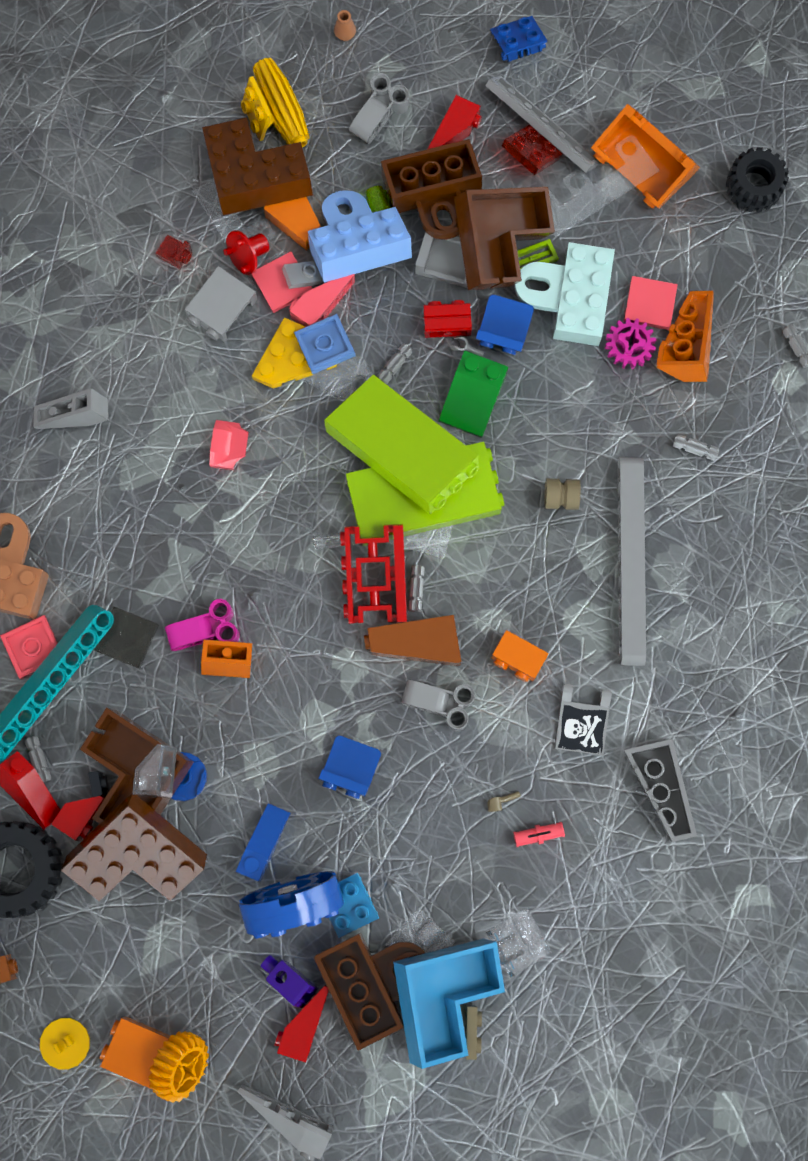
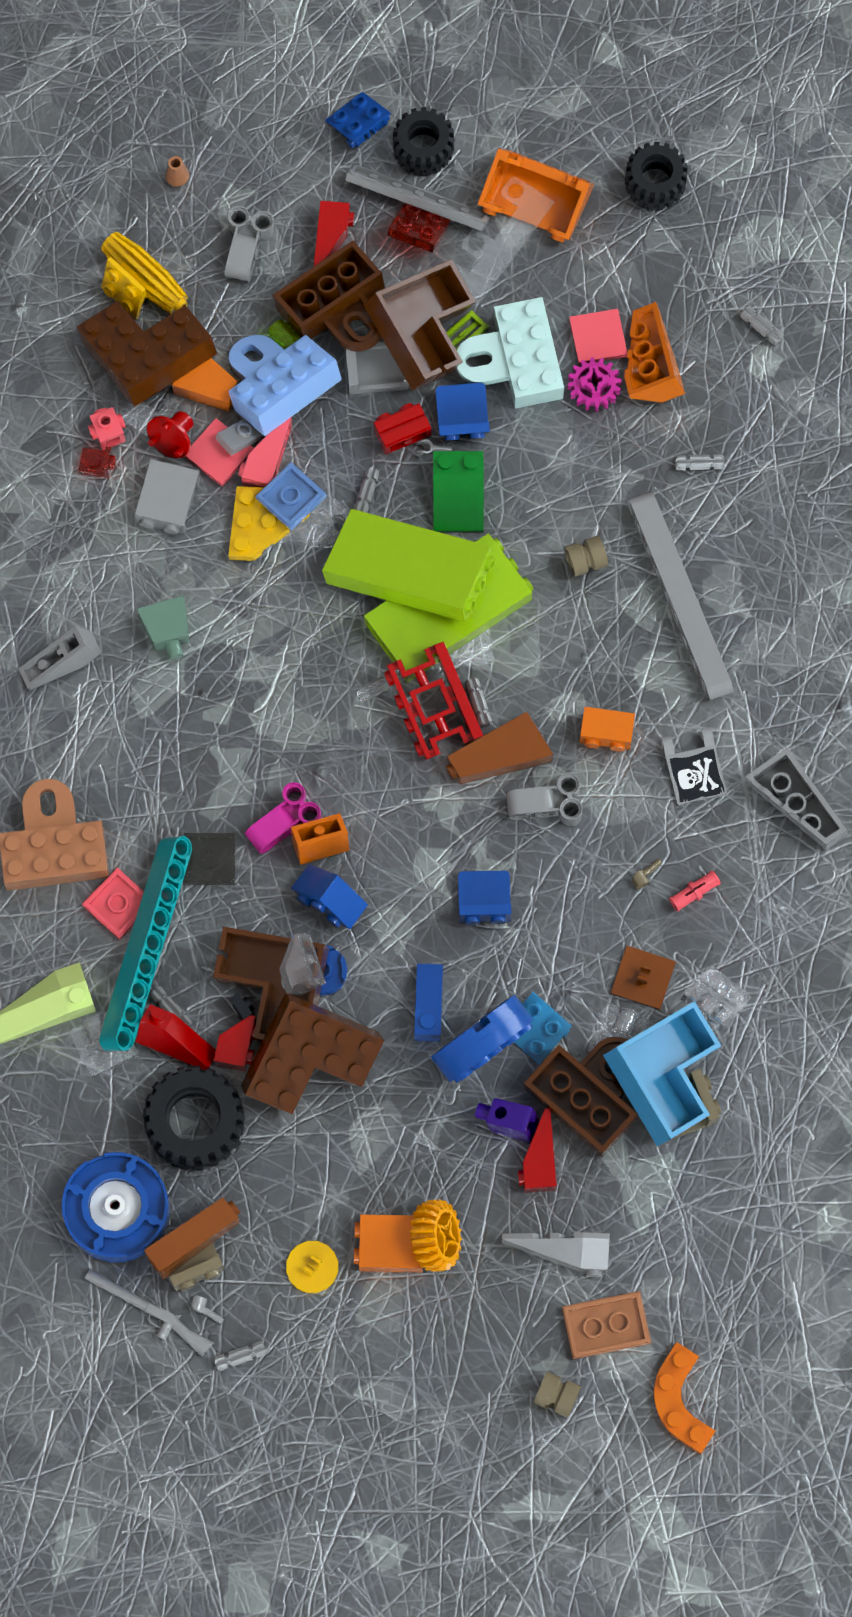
camera: 20 degrees left, 5 degrees down
(174, 417) = (166, 625): none -> sand green torso
(193, 225) = (107, 427): none -> coral brick
(211, 712) = (329, 895): none -> blue brick
(227, 444) = (233, 633): coral slope -> none
(462, 894) = (643, 977): none -> dark orange piece
(570, 60) = (423, 123): none -> black tyre

